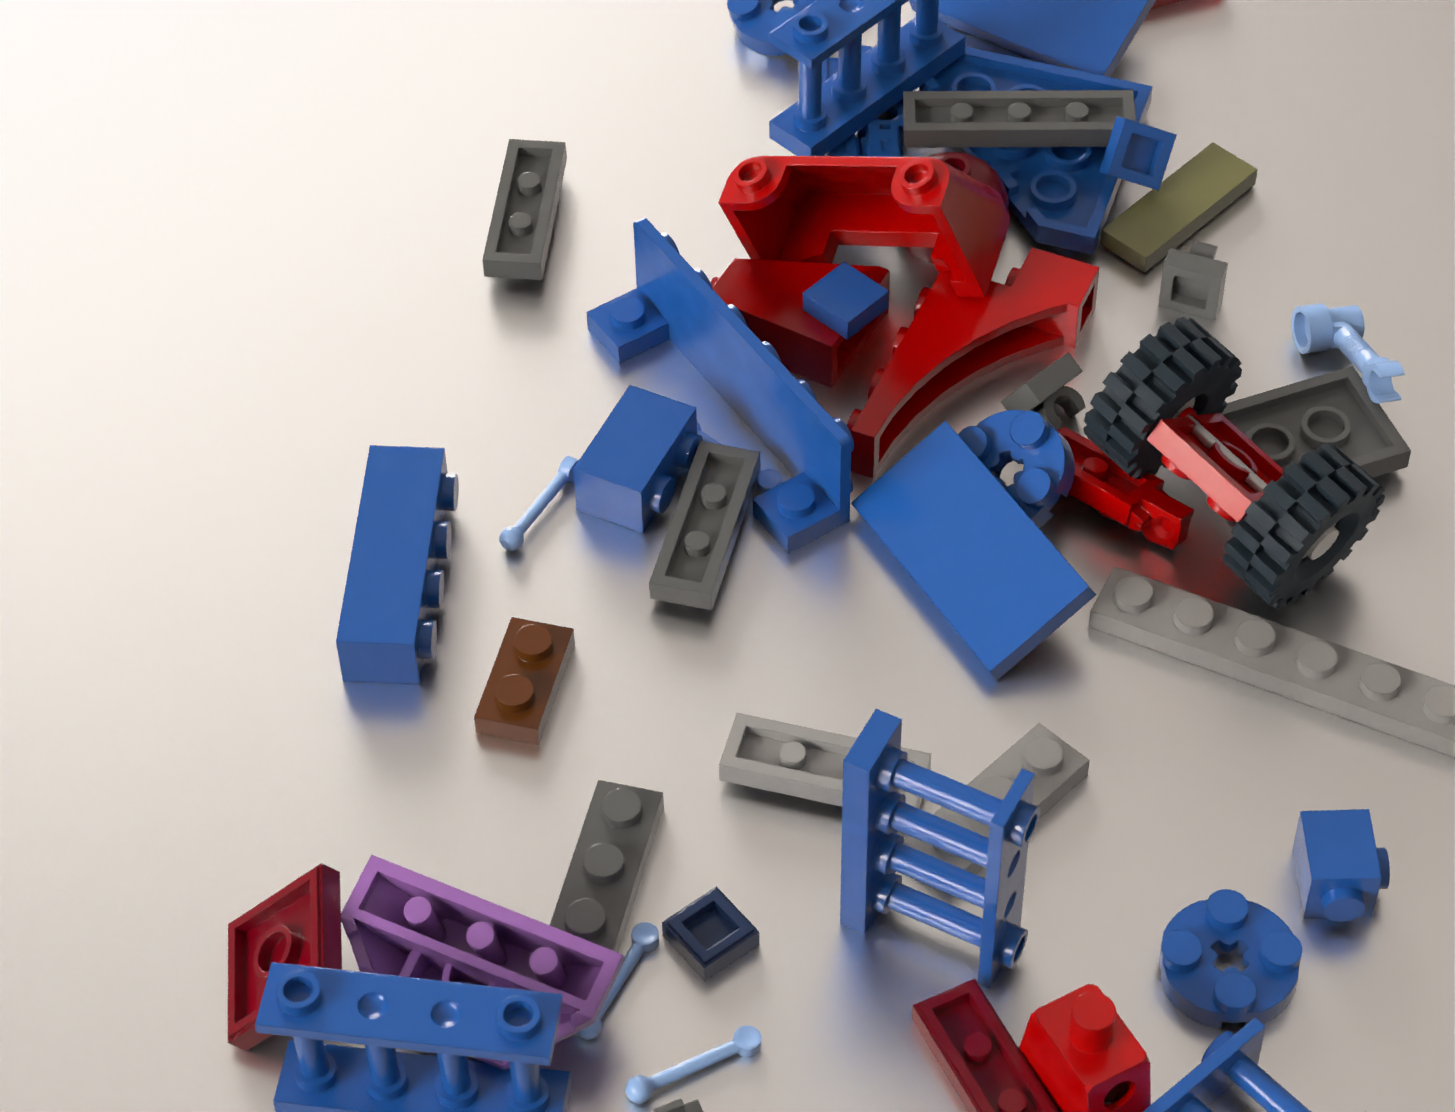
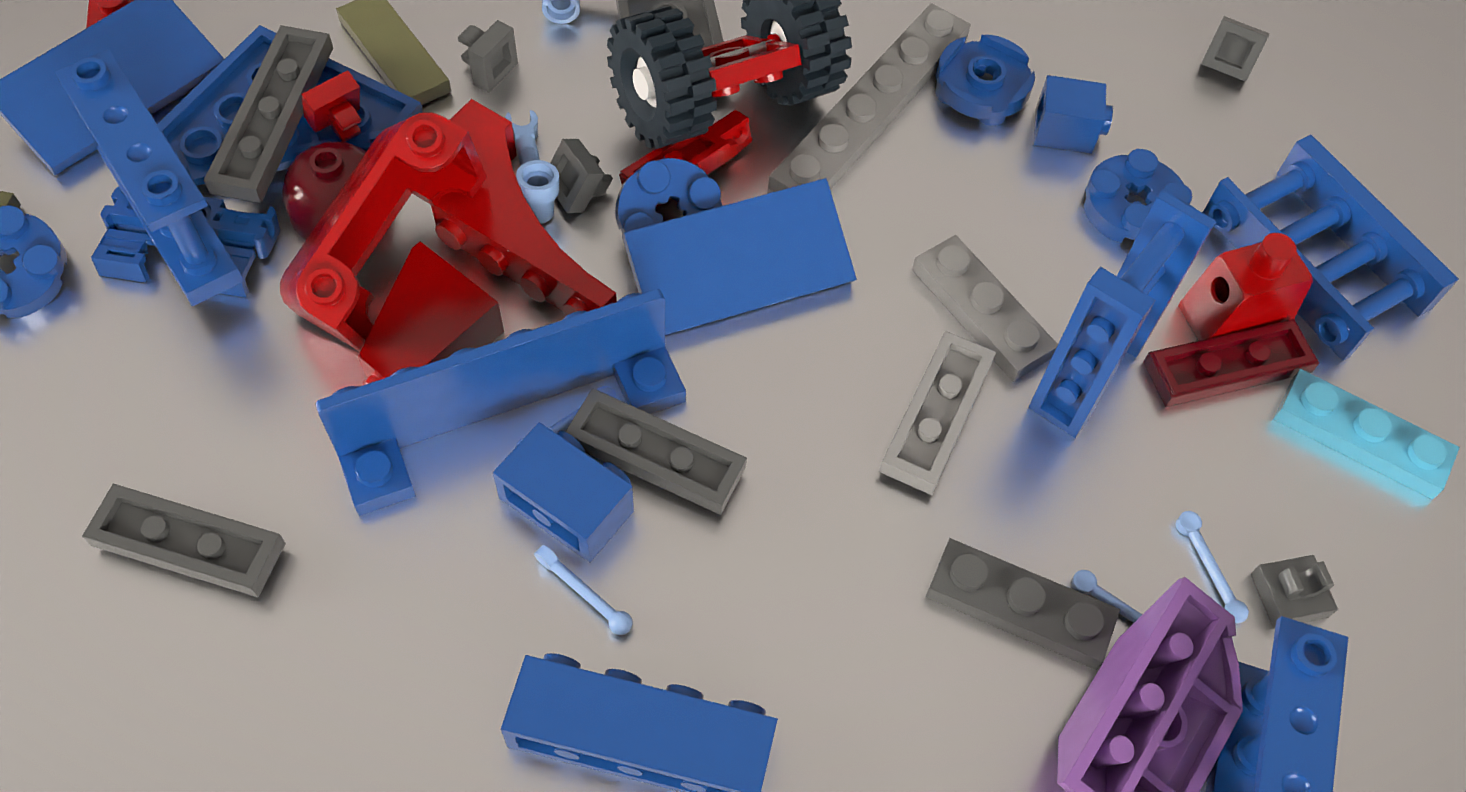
camera: 85 degrees left, 10 degrees up
(524, 681) = (796, 636): reddish brown plate -> none
(710, 933) = (1087, 530): dark blue tile -> none
(845, 300) = (454, 276): blue tile -> none
(1012, 352) = (535, 177): none -> light blue brick
(1040, 161) = (334, 105): none -> red tile
(1137, 153) = (350, 43): blue tile -> none
(1380, 736) = (982, 98): none -> blue plate

